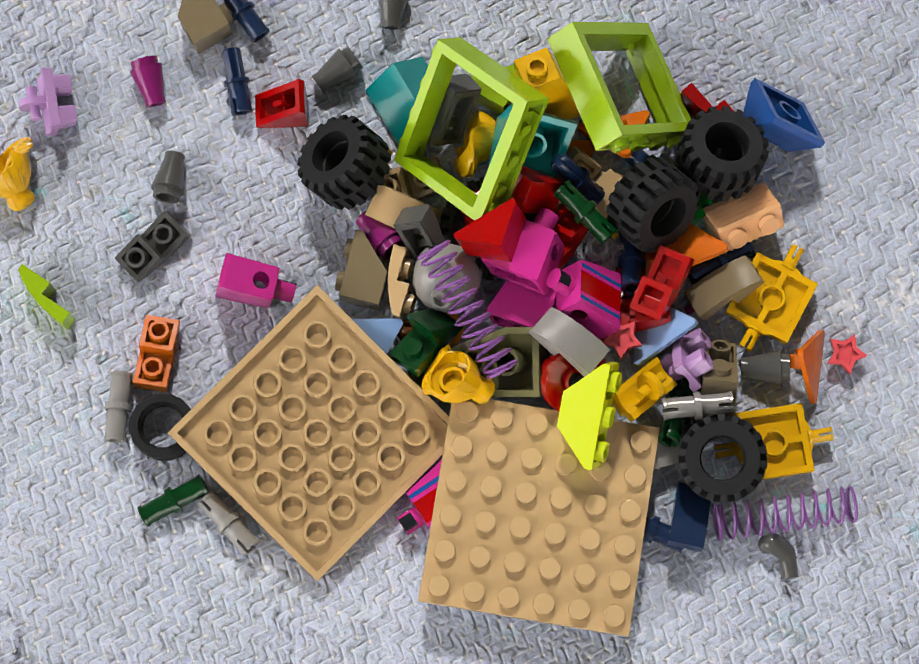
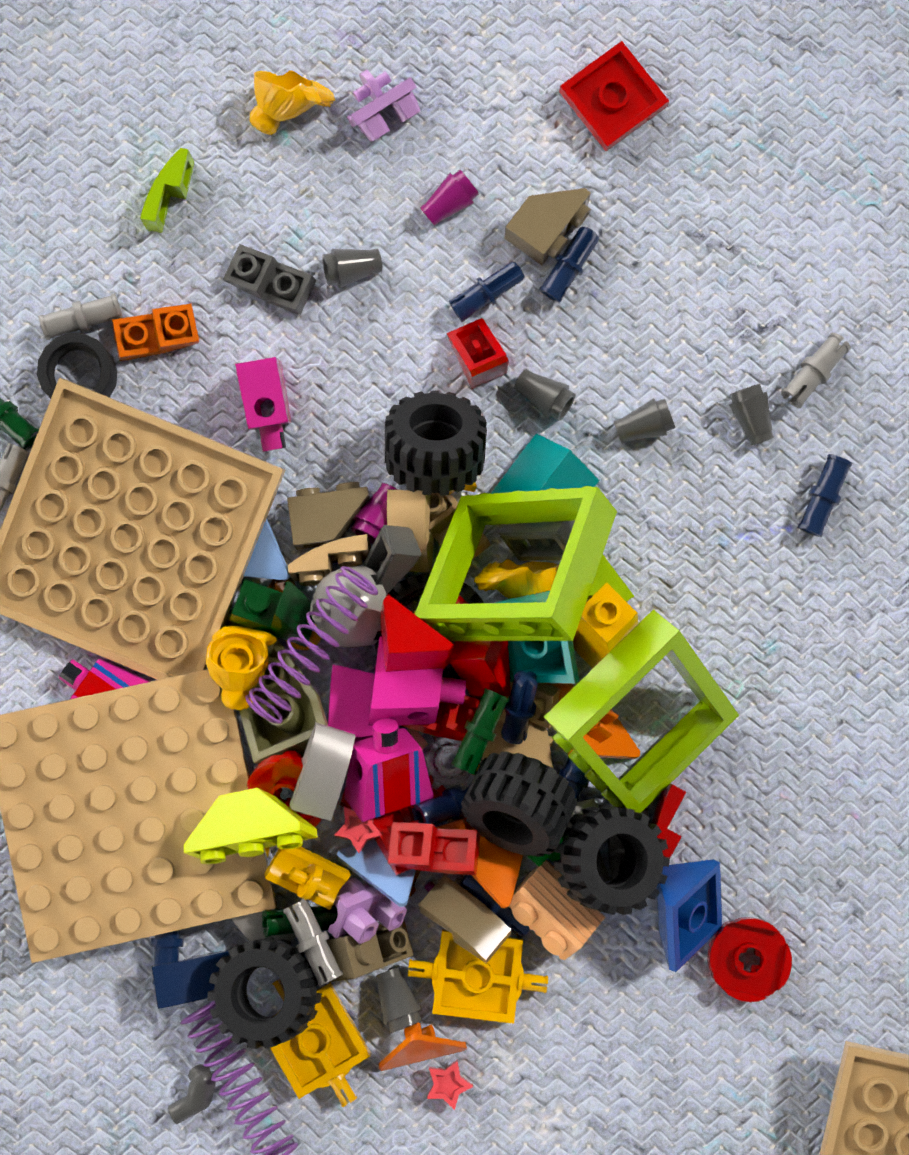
camera: 70 degrees right, 5 degrees up
(854, 88) = (761, 979): none -> red plate

